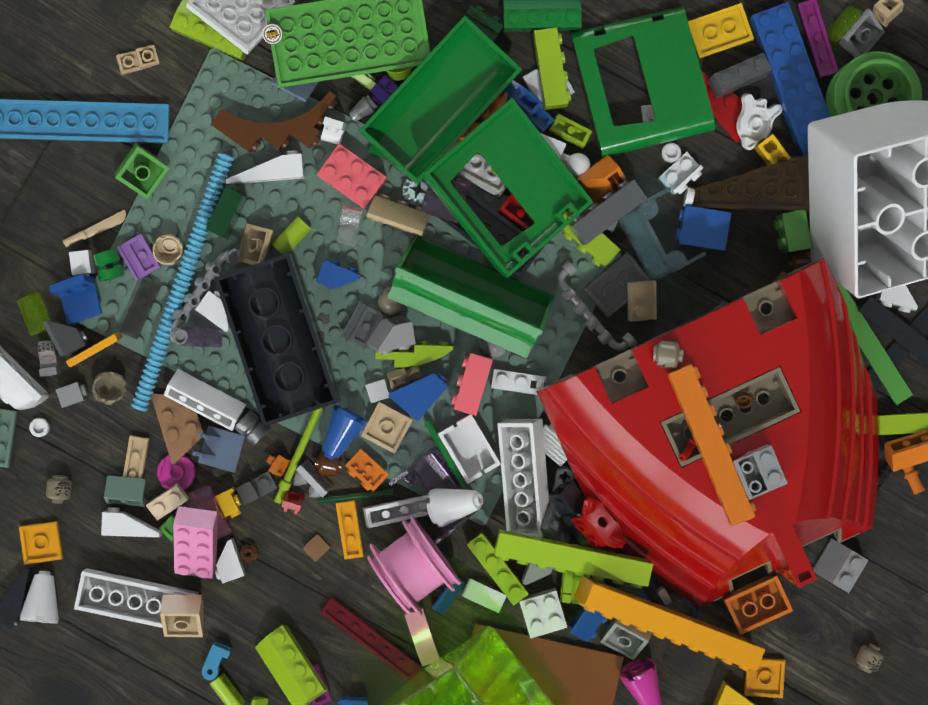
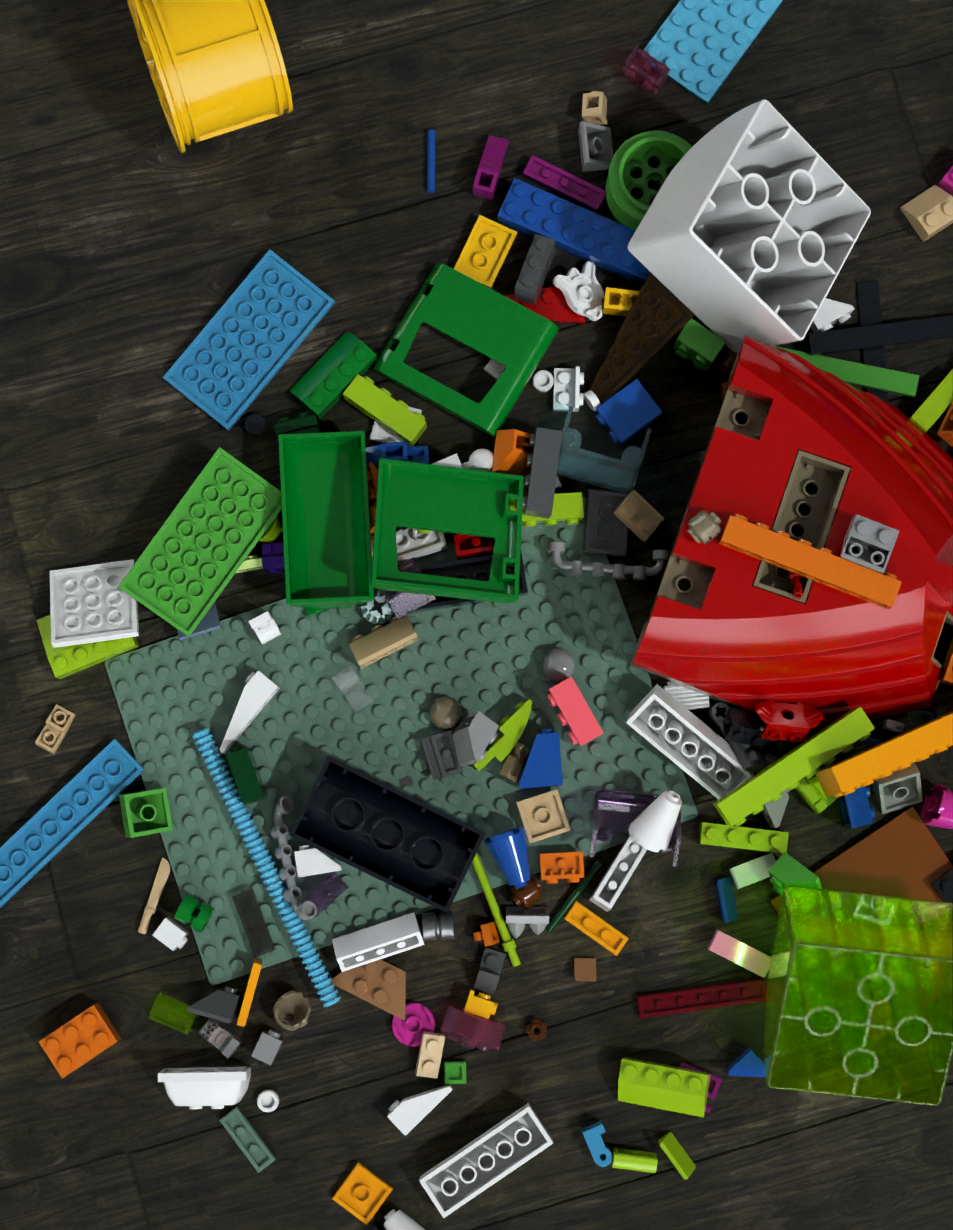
camera: 45 degrees left, 5 degrees down
(58, 488) = (333, 1134): dark tan head -> none
(78, 298) = (196, 964): blue bracket -> none
(125, 491) = (388, 1081): sand green panel -> none
(136, 457) = (374, 1052): tan tile -> none
(138, 257) = (211, 882): medium lavender plate -> none
(167, 249) = (228, 852): tan hair -> none
(182, 615) = (535, 1132): tan slope -> none
(195, 542) = (486, 1062): bright pink brick -> none
(220, 449) = (429, 969): sand blue plate -> none
(229, 564) = (530, 1053): white slope -> none
(256, 244) = (293, 777): tan slope -> none
(272, 33) = (142, 599): tile -> none
(291, 236) = (315, 742): lime brick -> none
(293, 501) = (528, 951): red tile -> none
(303, 128) = (238, 651): reddish brown arch -> none
(335, 276) = (382, 739): blue slope -> none
(352, 176) = (316, 648): coral brick -> none
(363, 108) = (270, 587): light grey cone -> none
(377, 391) = (506, 795): white slope -> none
(412, 567) = (677, 903): bright pink wheel -> none
(434, 433) = (611, 789): green bar -> none
(469, 448) = (624, 765): white piece -> none
(470, 296) = (504, 645): green piece -> none
(502, 619) = (788, 872): none -> bright green slope
(516, 381) = (607, 676): white plate -> none
(543, 613) = (815, 836): white brick -> none
(570, 131) = (449, 442): lime brick -> none
(743, 402) = (800, 505): reddish brown plate -> none
(843, 24) = (573, 153): clear neon green slope -> none

